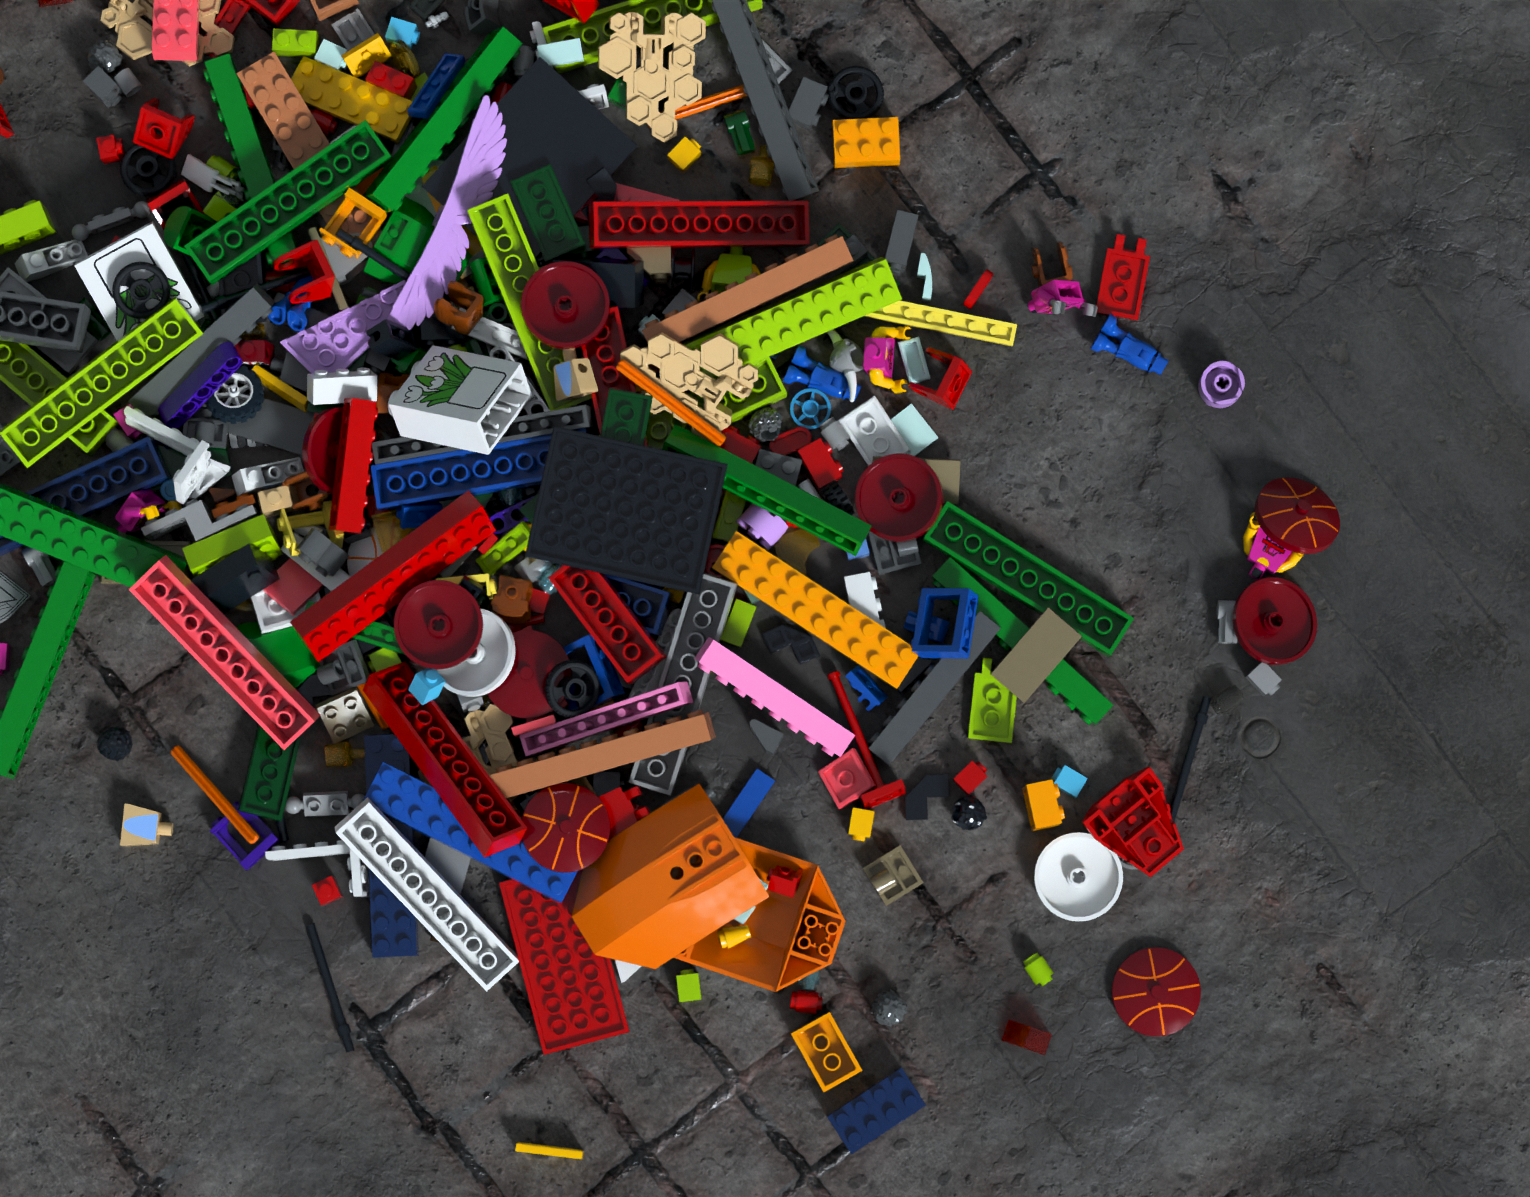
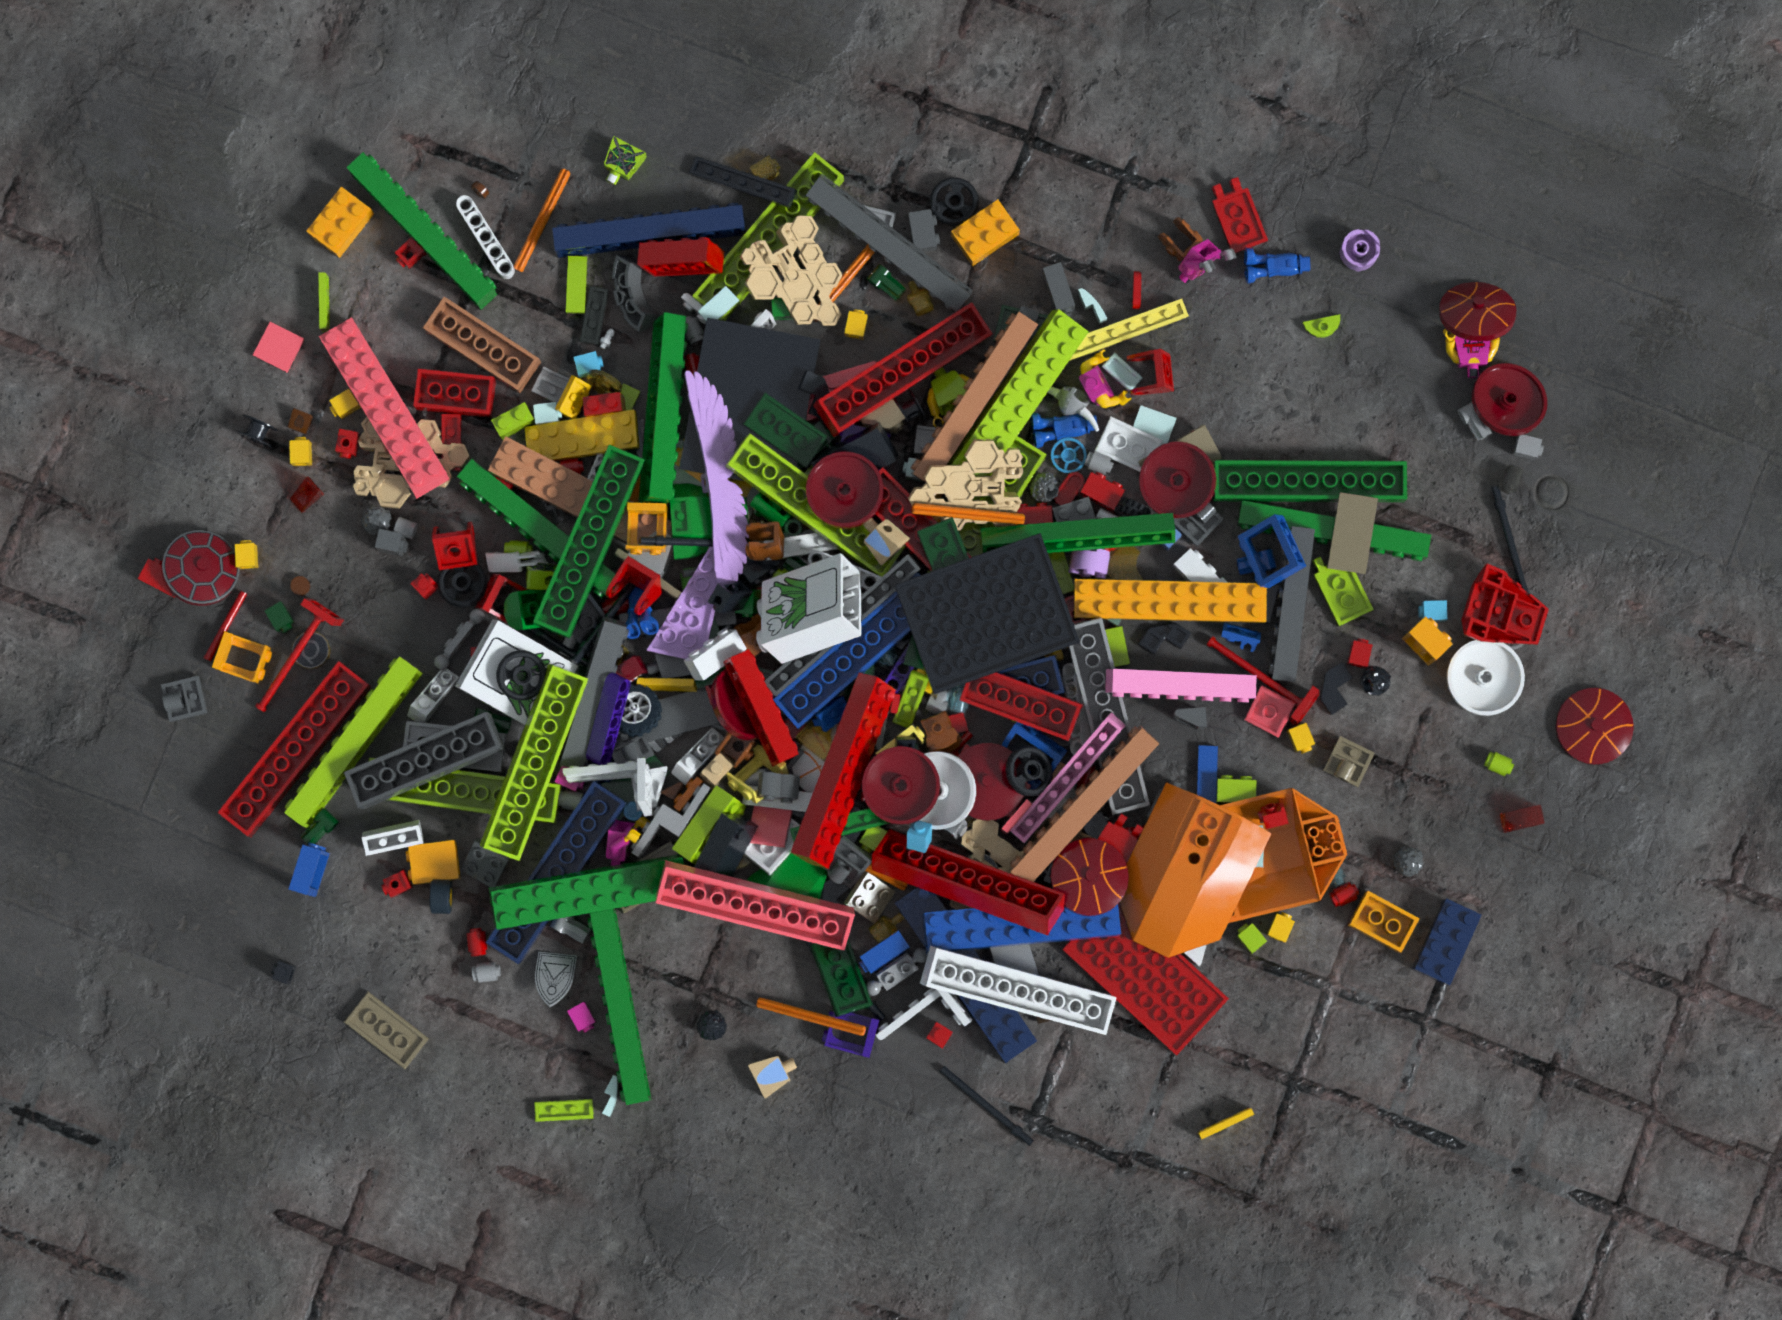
camera: 30 degrees left, 0 degrees up
(322, 777) = (883, 953): none -> blue window
(436, 85) = (640, 387): blue tile -> none
(724, 994) = (1281, 927): none -> yellow brick
(732, 936) = (1261, 879): yellow cone -> none
(762, 833) = (1234, 790): none -> lime brick
(1138, 437) = (1322, 327): none -> lime plate

